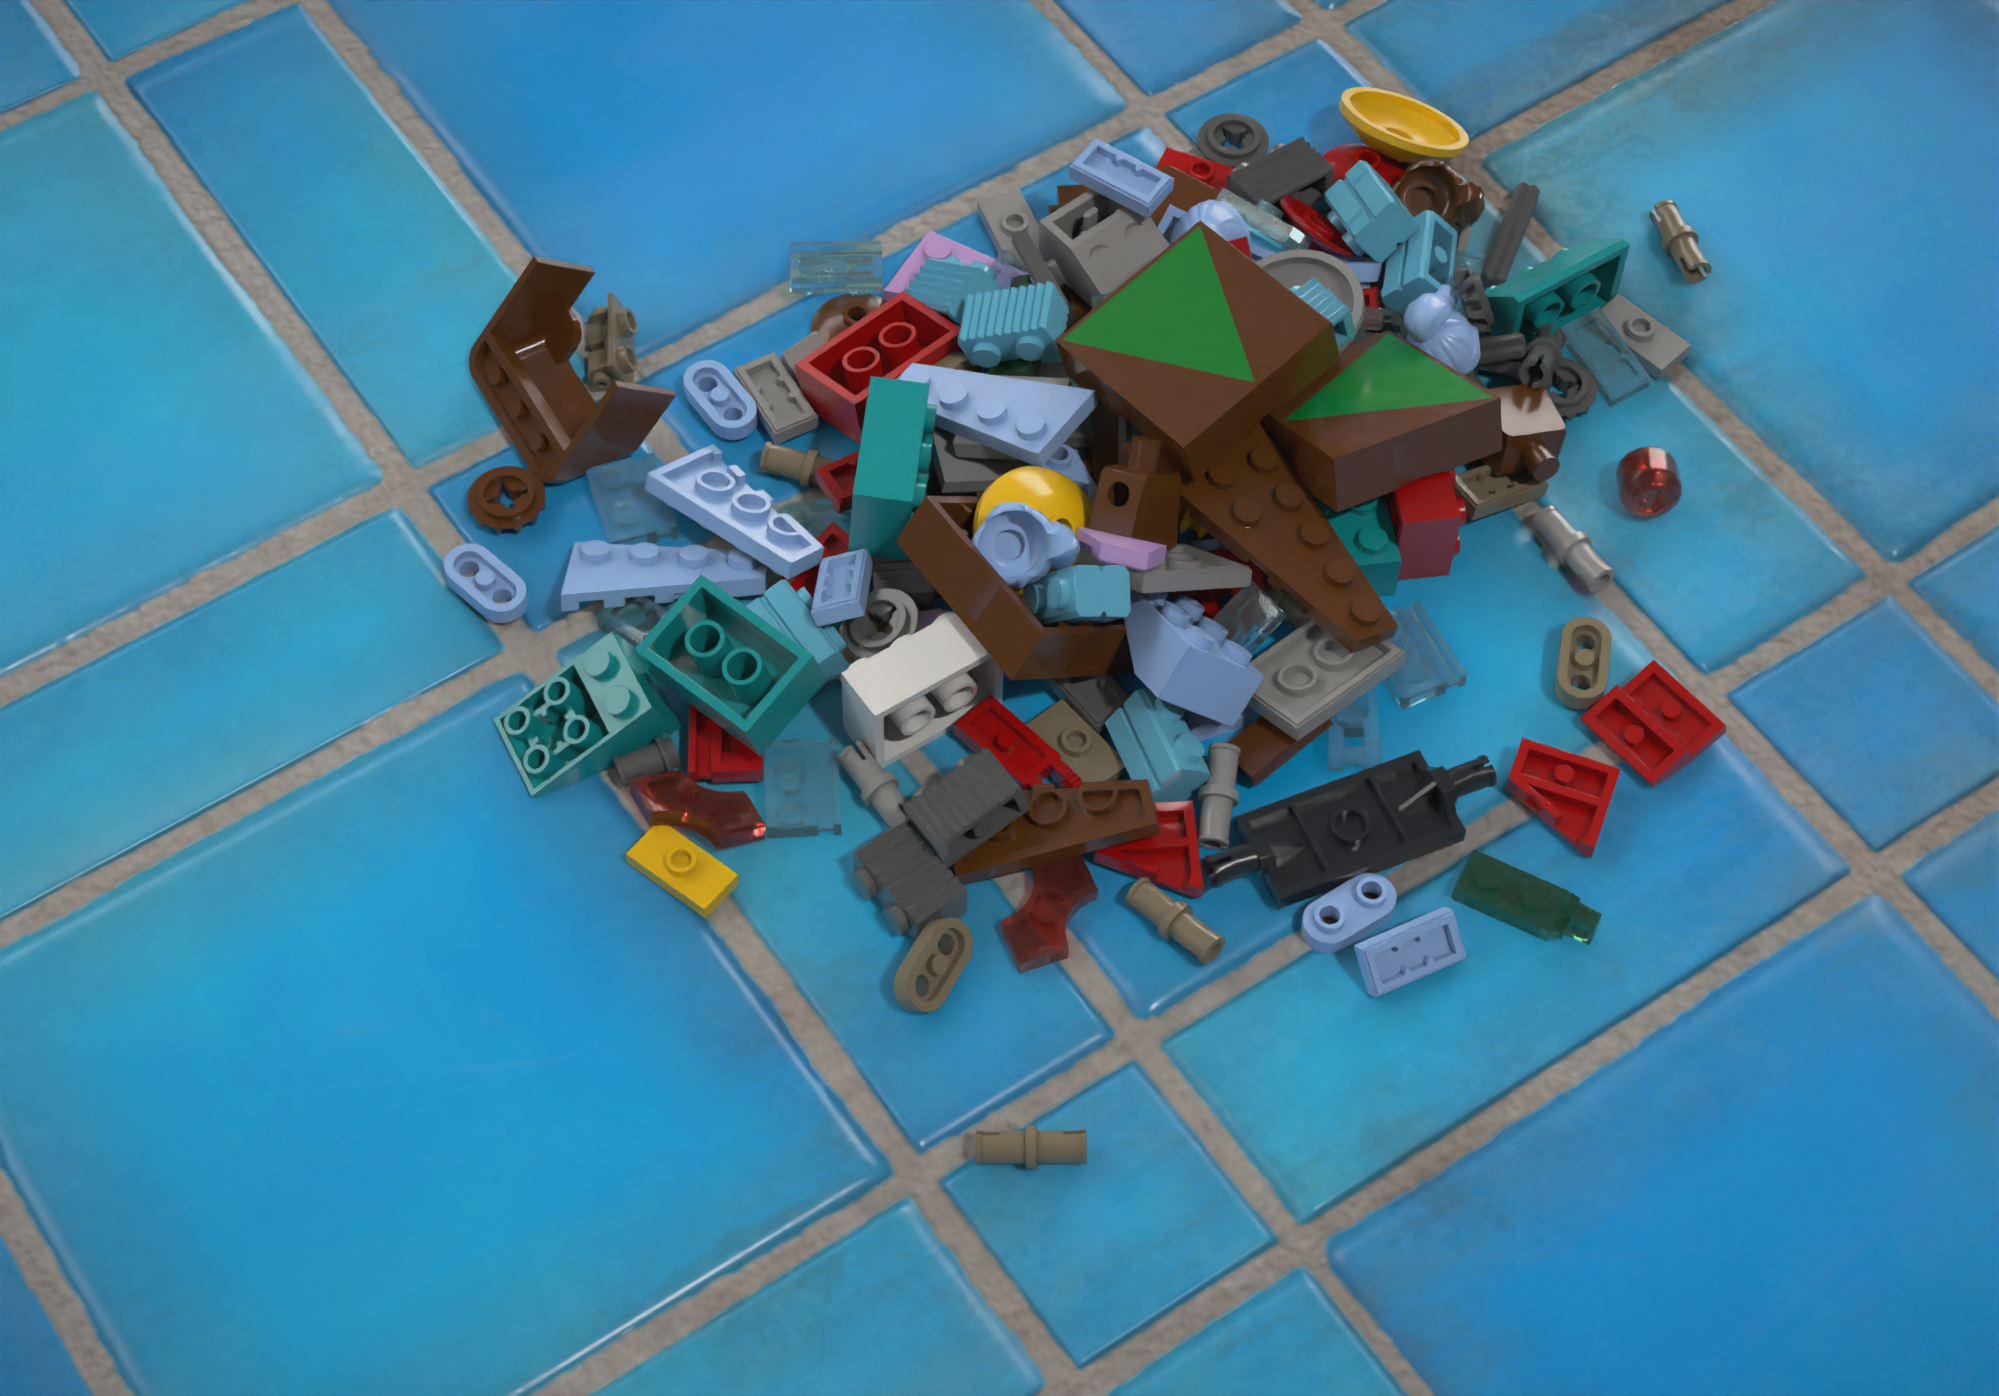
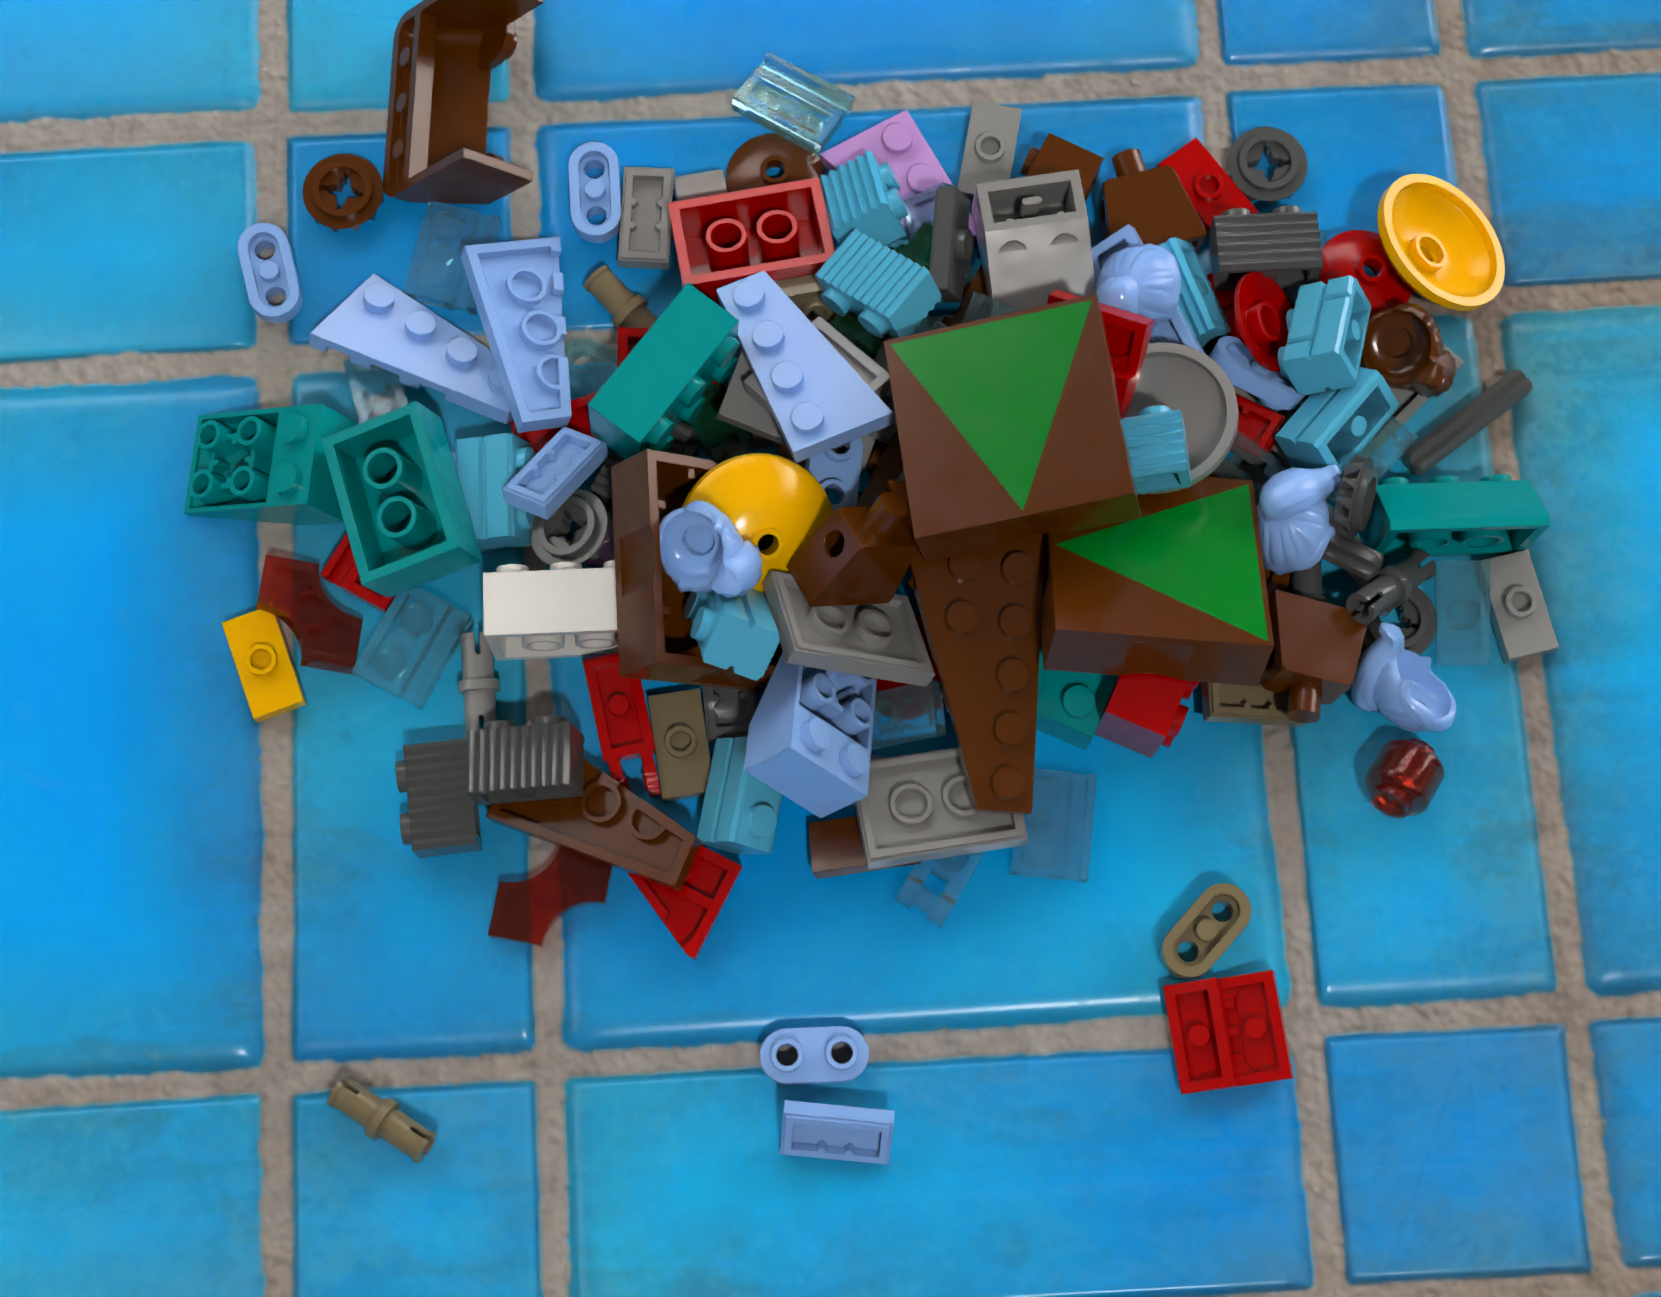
camera: 30 degrees right, 20 degrees up
(614, 332) = (546, 65): dark tan hinge -> none
(647, 761) = (297, 539): dark grey pin -> none
(933, 969) = (410, 893): dark tan plate -> none
(1121, 178) = (1080, 182): light blue plate -> none
(1121, 550) = (800, 604): lavender tile -> none
(1175, 920) = (651, 973): dark tan pin -> none
(1218, 796) = (770, 873): light grey pin -> none
(1266, 220) = (1208, 292): clear light blue plate -> none
(1350, 827) = (869, 974): black plate -> none
(1524, 900) = (980, 1137): clear green hinge -> none
(1564, 791) = (1093, 1054): red wing -> none
(1573, 549) = (1282, 805): light grey pin -> none
(1597, 425) = (1401, 685): none -> light blue hair
(1680, 241) = (1633, 524): dark tan pin -> none

